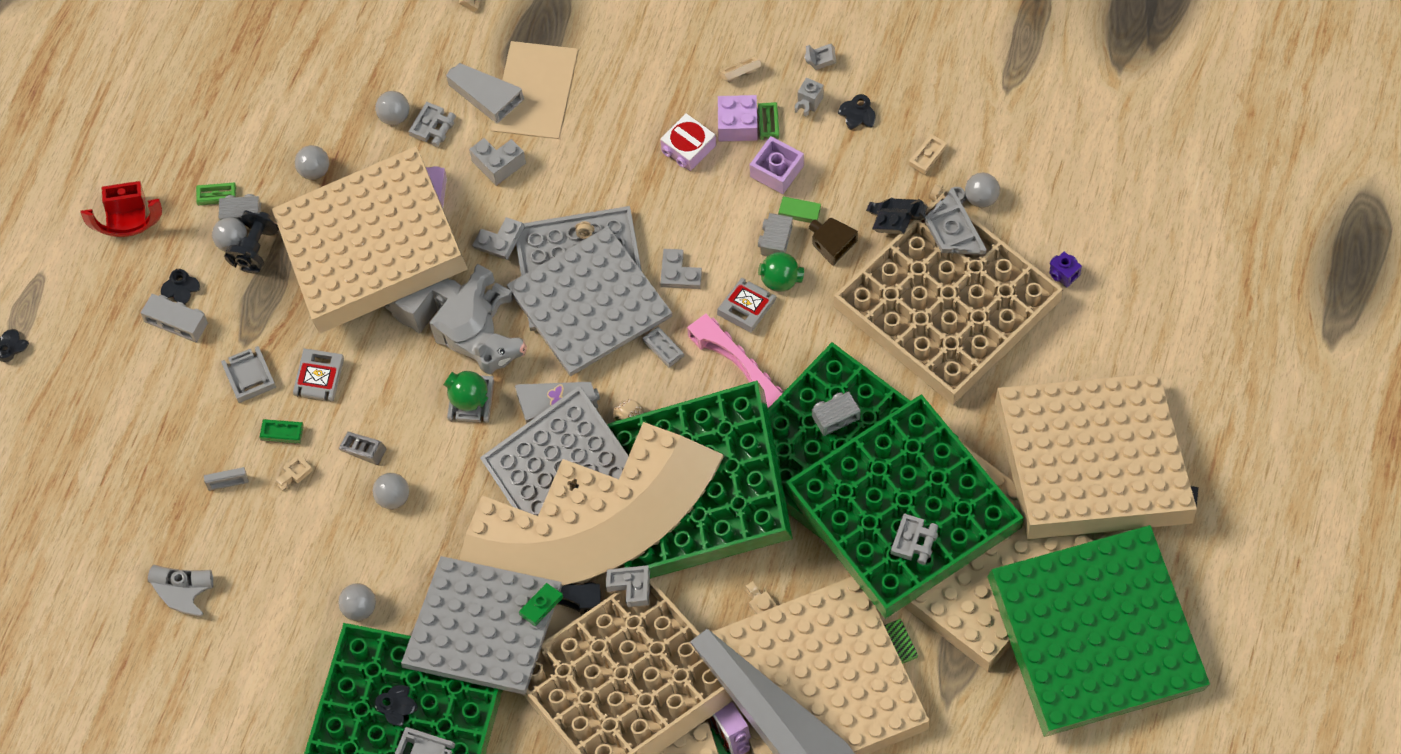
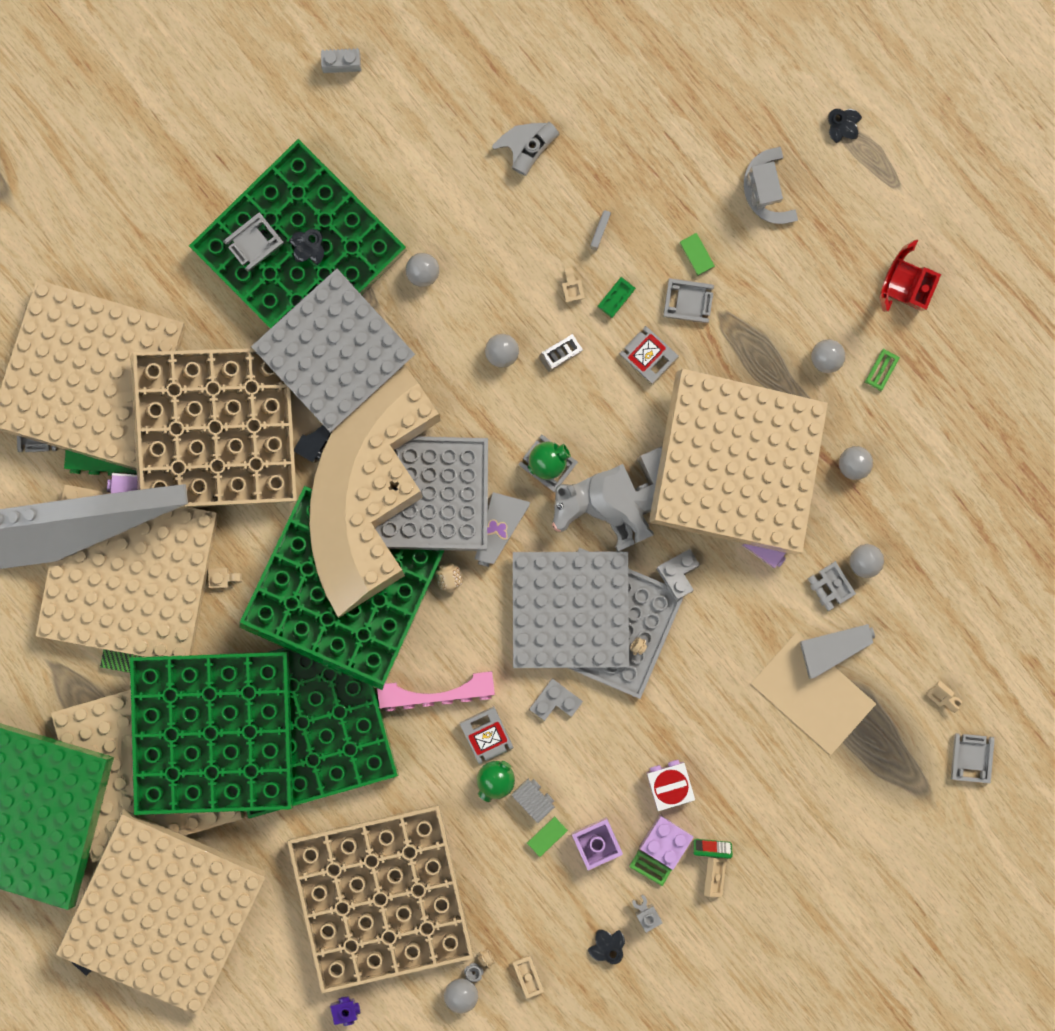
camera: 115 degrees right, 25 degrees up
(105, 363) = (763, 187): none -> light grey piece
(174, 317) = (779, 270): light grey brick -> none
(180, 289) = (805, 289): black plate -> none
(200, 392) = (697, 254): none -> bright green tile
(235, 206) = (849, 379): light grey brick -> none
(246, 253) = (802, 364): black piece -> none
(497, 163) = (752, 617): light grey brick -> none
(540, 604) = (315, 402): green plate -> none
(633, 580) = (289, 487): light grey plate -> none
(663, 347) = (492, 643): light grey plate -> none
(717, 81) = (712, 848): none -> slope
(821, 56) = (682, 952): light grey bracket -> none
(833, 239) = (500, 843): dark brown torso -> none
(835, 413) = (328, 734): light grey brick -> none
(895, 214) = (481, 909): black plate -> none
(907, 537) = (172, 712): light grey plate -> none
(953, 227) = (432, 943): light grey wing -> none

